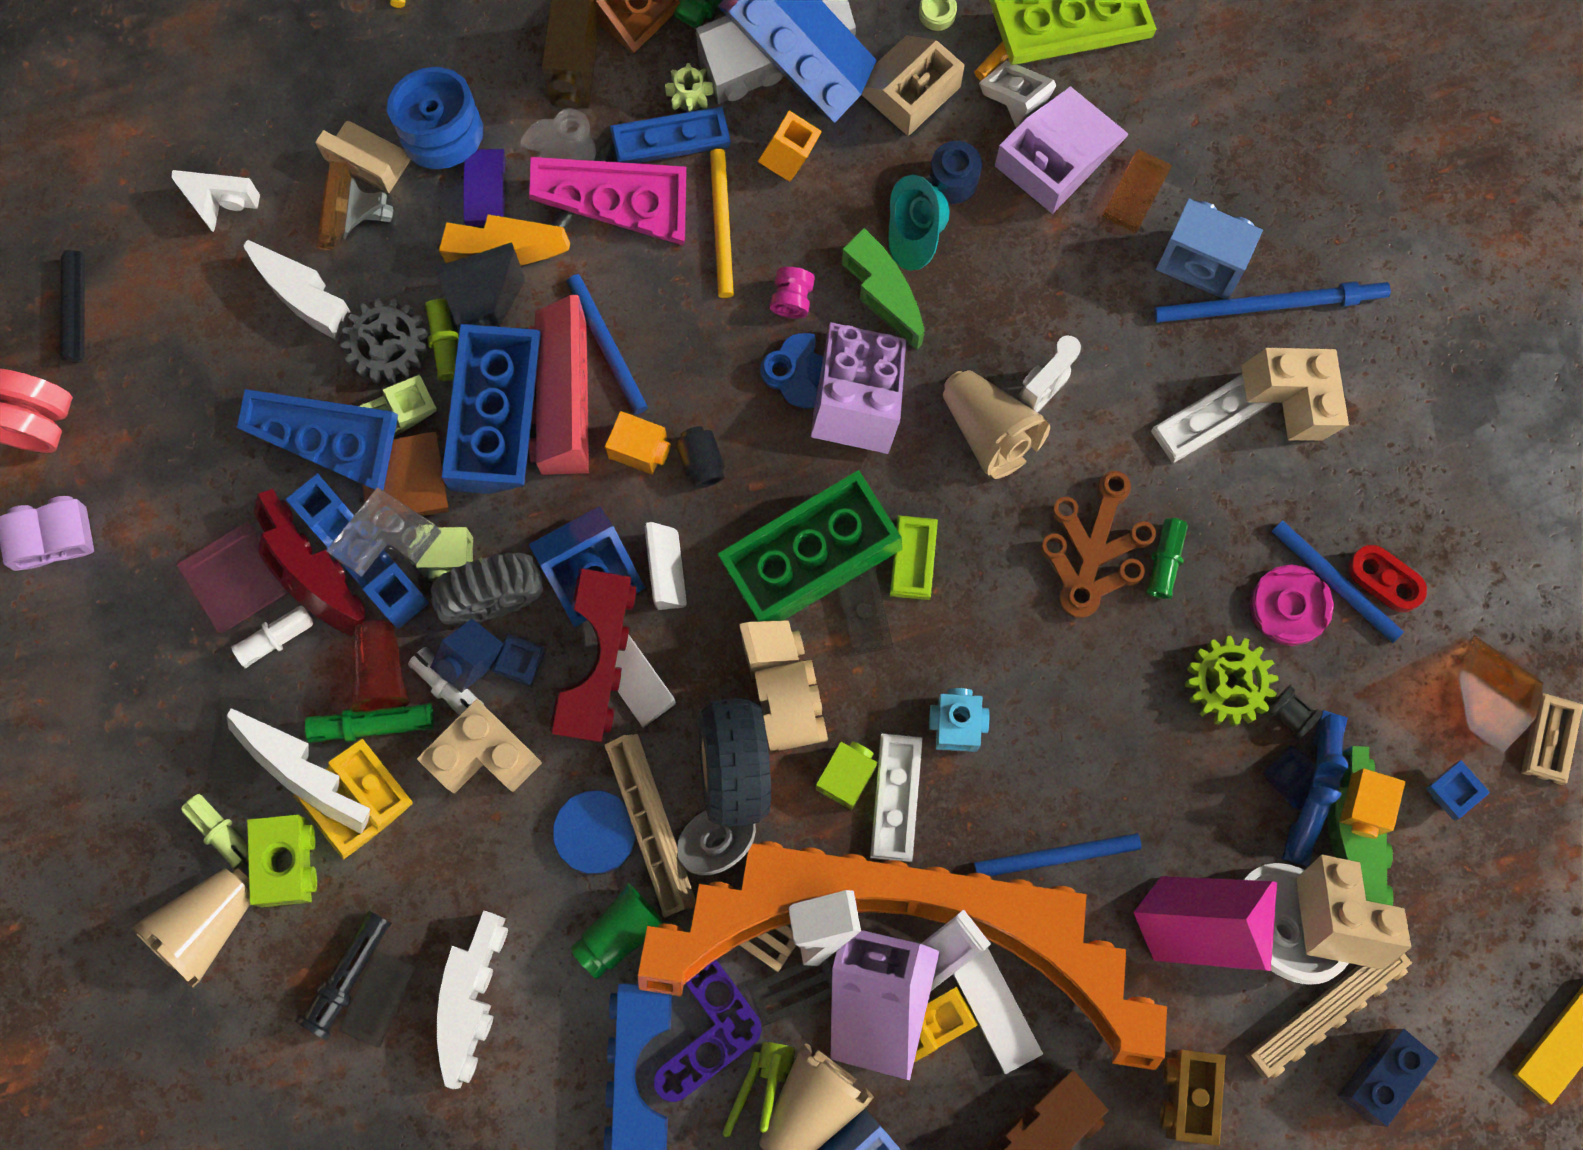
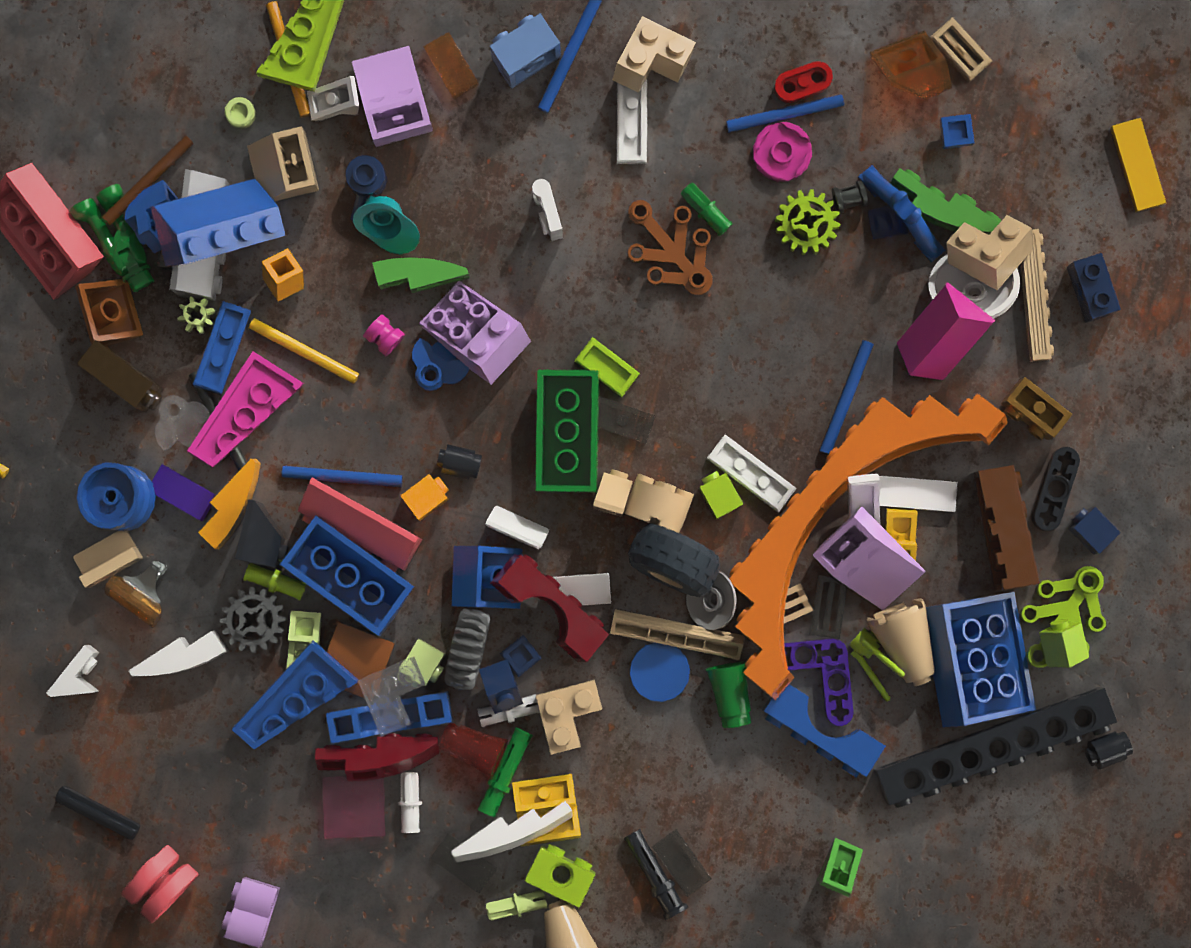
camera: 60 degrees left, 10 degrees up
(459, 1015) = (724, 816): white slope -> none
(824, 925) = (806, 565): white slope -> none
(954, 734) = (734, 394): medium azure brick -> none
(994, 423) = (552, 263): tan cone -> none
(1372, 803) = (935, 192): light orange brick -> none

